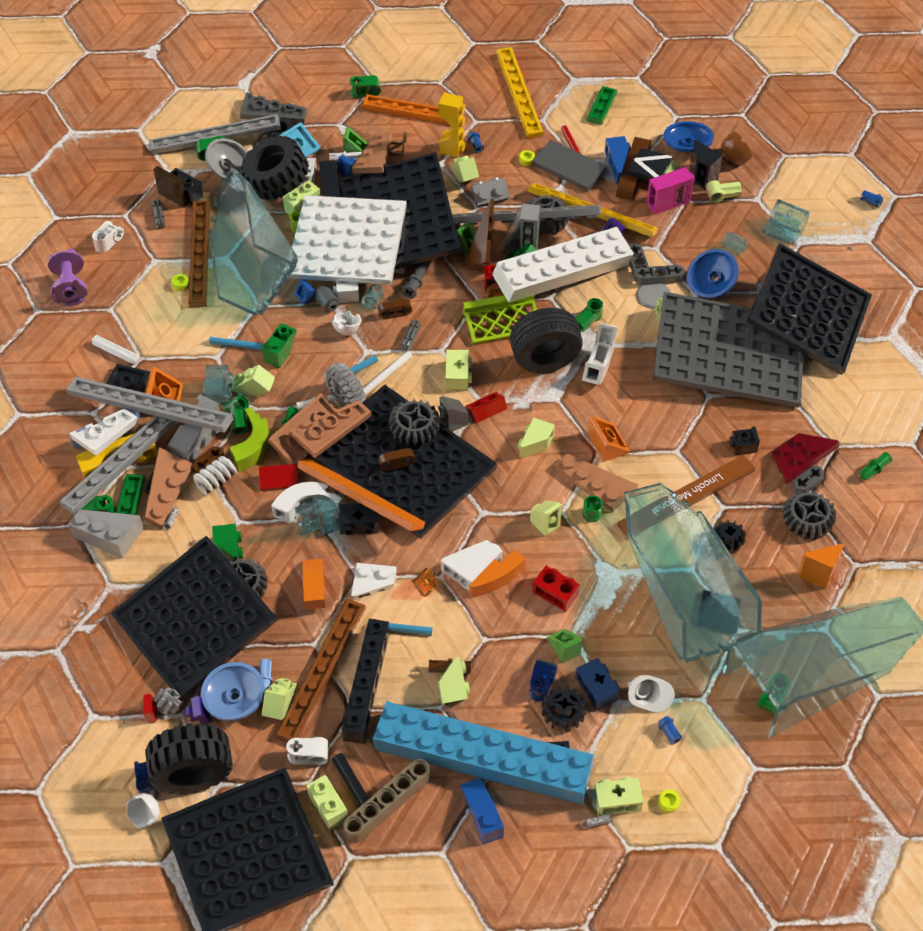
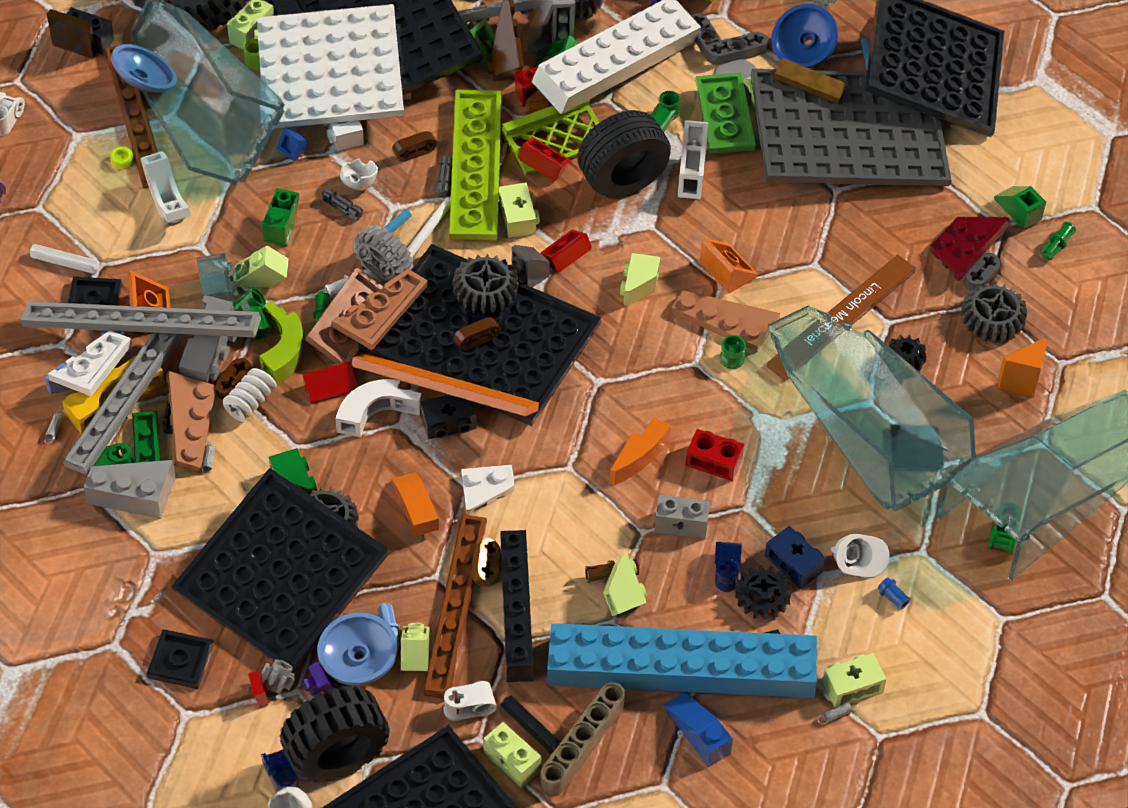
camera: 15 degrees left, 0 degrees up
(67, 473) = (54, 426): none -> white piece
(101, 671) = (180, 659): none -> black tile
(158, 214) = (63, 72): dark grey axle -> none
(201, 309) = (163, 188): none -> white arch
(212, 219) = (143, 69): none -> medium blue dish
(236, 343) = (221, 224): dark azure bar -> none
(317, 515) = (399, 419): clear light blue brick -> none
(326, 299) = (323, 148): dark grey brick -> none
(329, 343) = (342, 204): none -> black axle
(349, 639) = (481, 561): none -> pearl gold beam
(373, 297) = (381, 135): clear light blue brick -> none
(411, 629) = (552, 535): dark azure bar -> none
(415, 280) = (430, 106): dark grey pin -> none
(425, 582) = (553, 477): clear orange tile -> none
(436, 331) = (475, 165): none -> lime plate
(470, 562) = (602, 444): white slope -> none
(488, 334) = (543, 158): none -> red slope
(516, 633) = (682, 516): none -> light grey brick
(546, 516) = (680, 370): yellowish green slope -> none
(566, 644) = (745, 518): bright green slope -> none
(636, 322) = (727, 113): none -> bright green plate
(669, 801) = (913, 674): neon yellow tile -> none
(706, 308) = (809, 80): none -> pearl gold tile
(744, 441) = (895, 237): black brick -> none
(853, 432) = (1022, 204): none -> green slope

